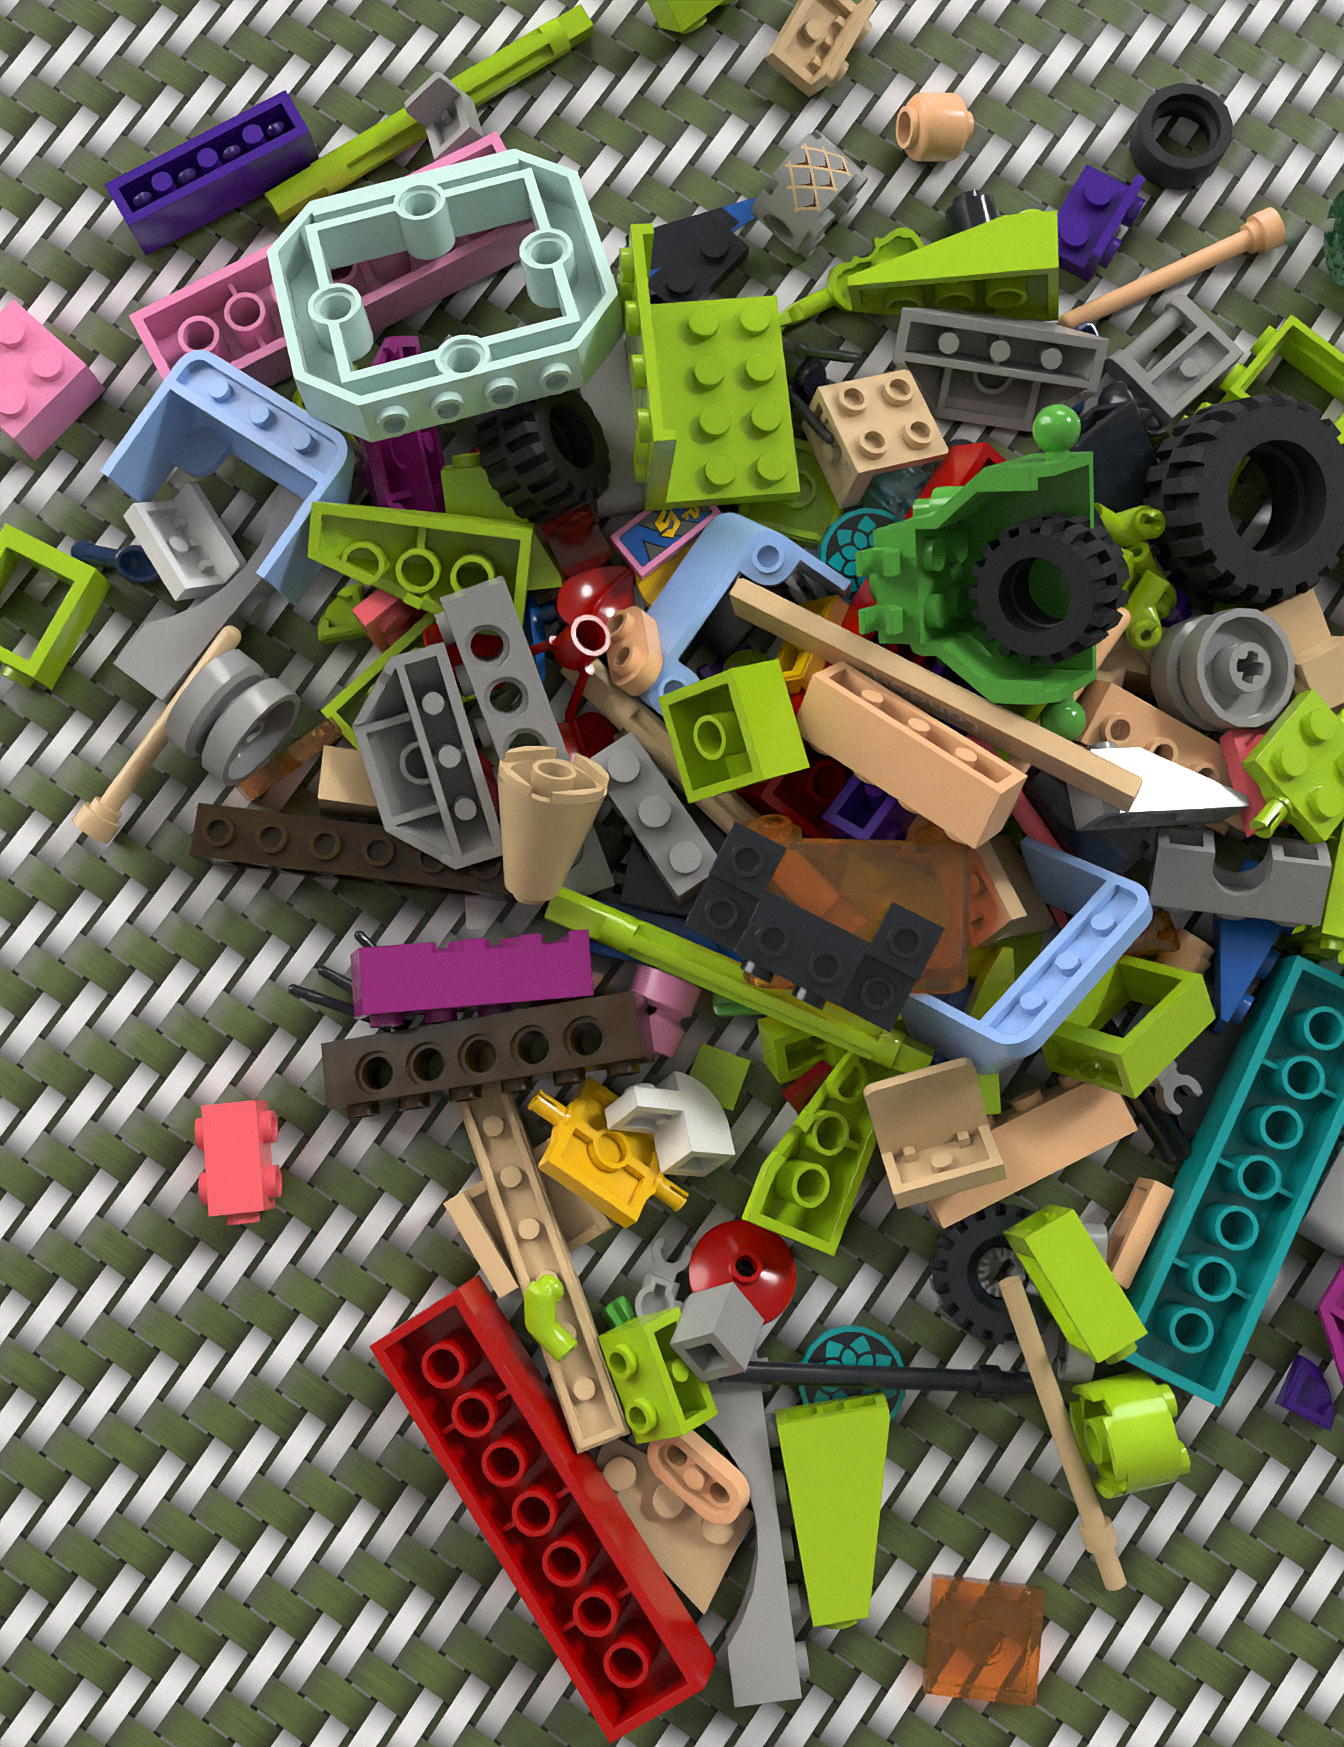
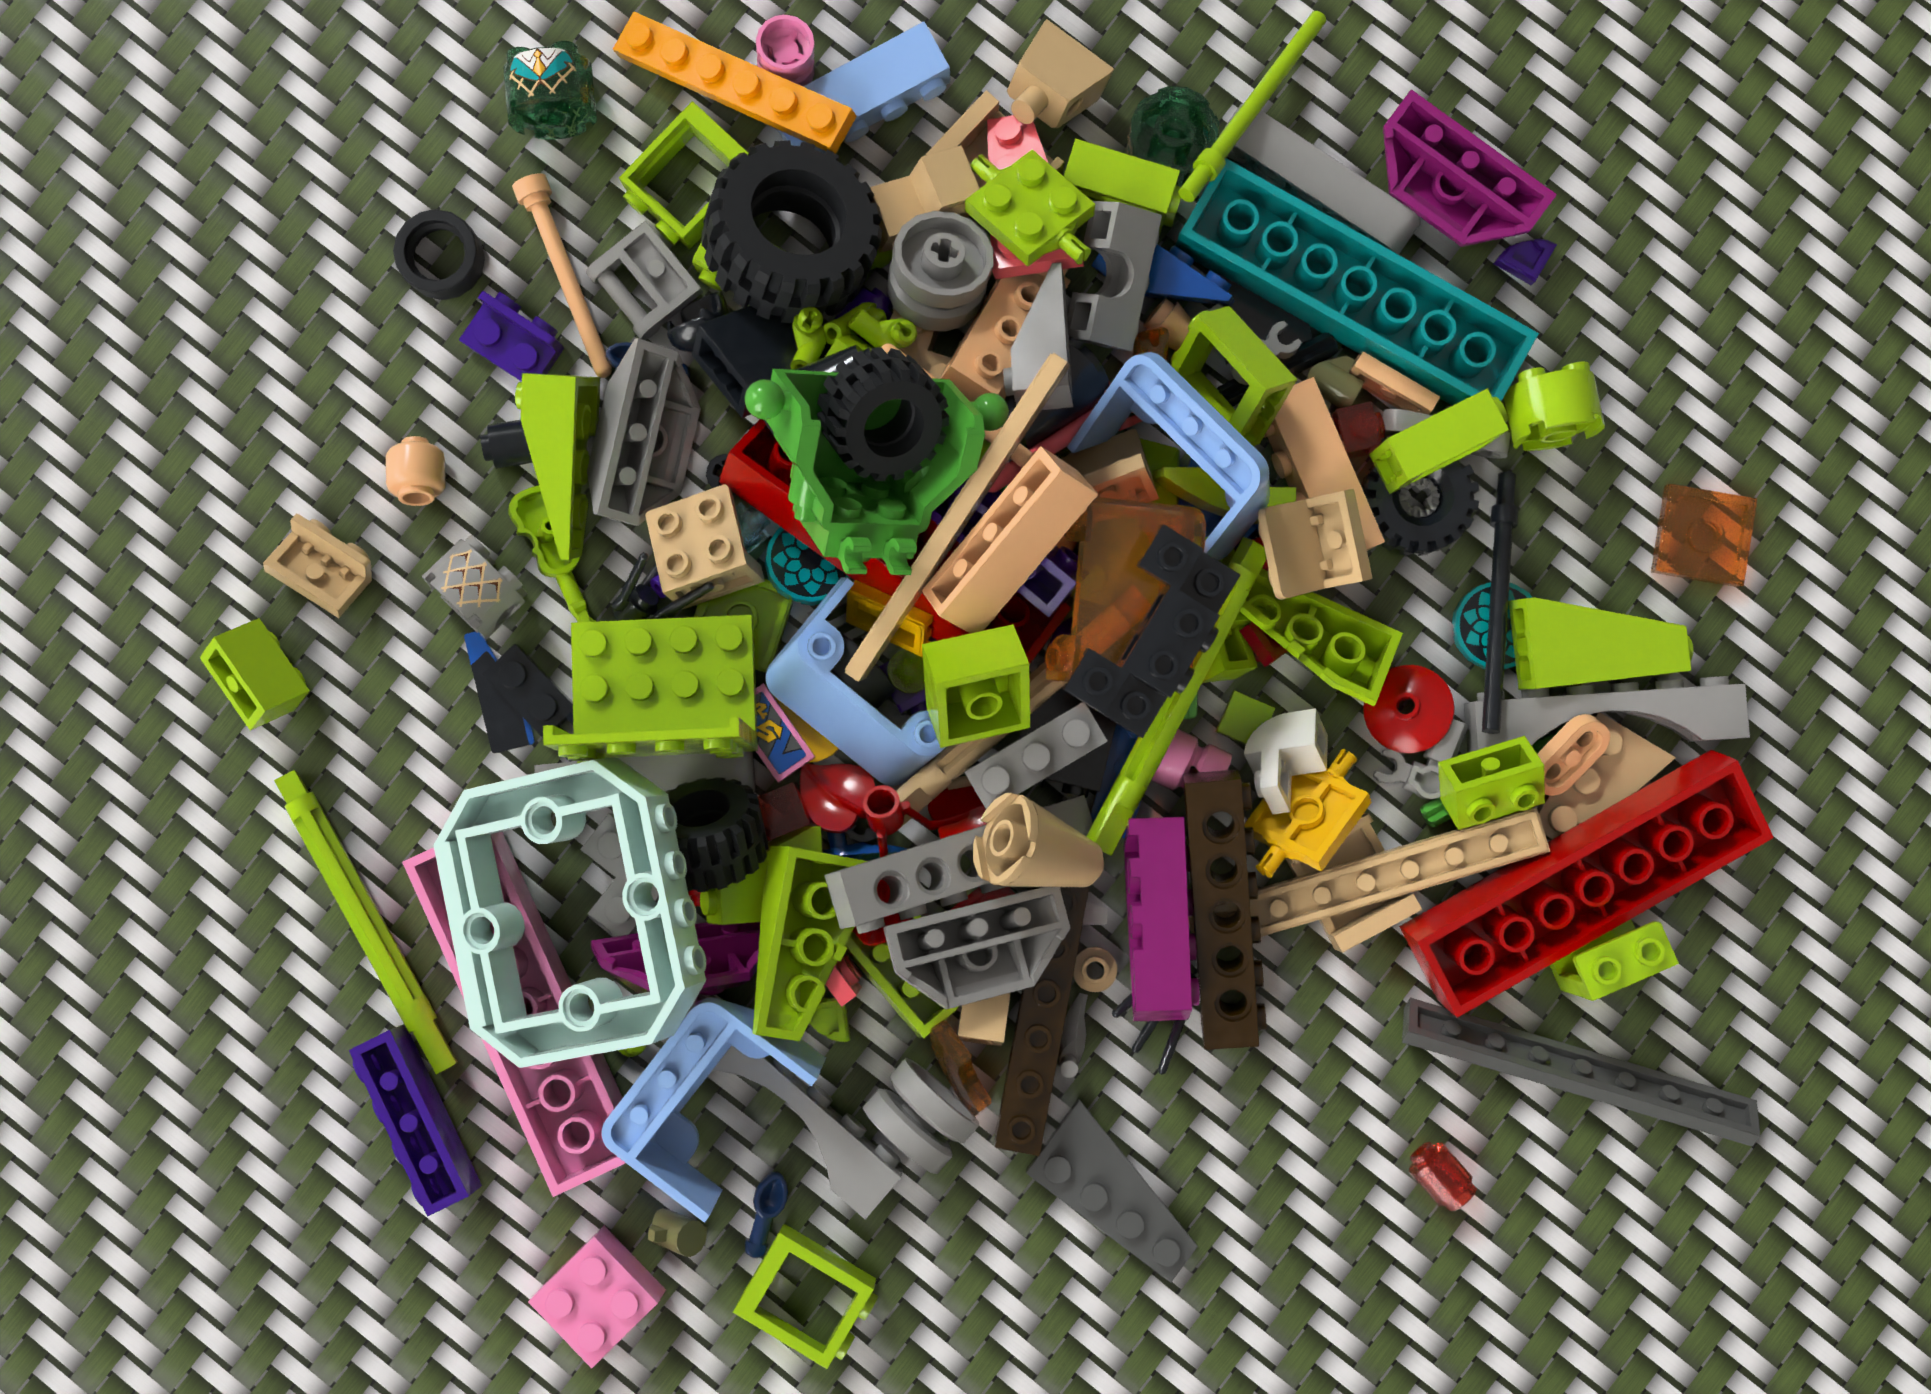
camera: 80 degrees left, 5 degrees up
(89, 459) = (677, 1232): none -> olive piece
(101, 816) = (995, 1234): tan piece -> none
(161, 938) = (1104, 1187): none -> dark grey wing
(181, 1343) = (1442, 1175): none -> clear red brick
(186, 543) = (757, 1153): white bracket -> none
(238, 1160) = (1305, 1123): coral brick -> none
(310, 1517) = (1581, 1072): none -> dark grey plate
(330, 894) = (1073, 1038): none -> light grey bar
(419, 929) = (1109, 973): none -> tan plate
(445, 114) = (383, 904): light grey bracket -> none
(446, 1544) = (1615, 961): none -> lime panel
(541, 1317) = (1441, 875): lime arm -> none
(634, 650) = (885, 764): light nougat plate -> none
(717, 1332) = (1461, 732): light grey brick -> none
(1079, 1187) = (1359, 428): none -> clear red brick
(1095, 1528) = (1623, 438): tan bar -> none
(1131, 1162) = (1335, 381): none -> olive piece

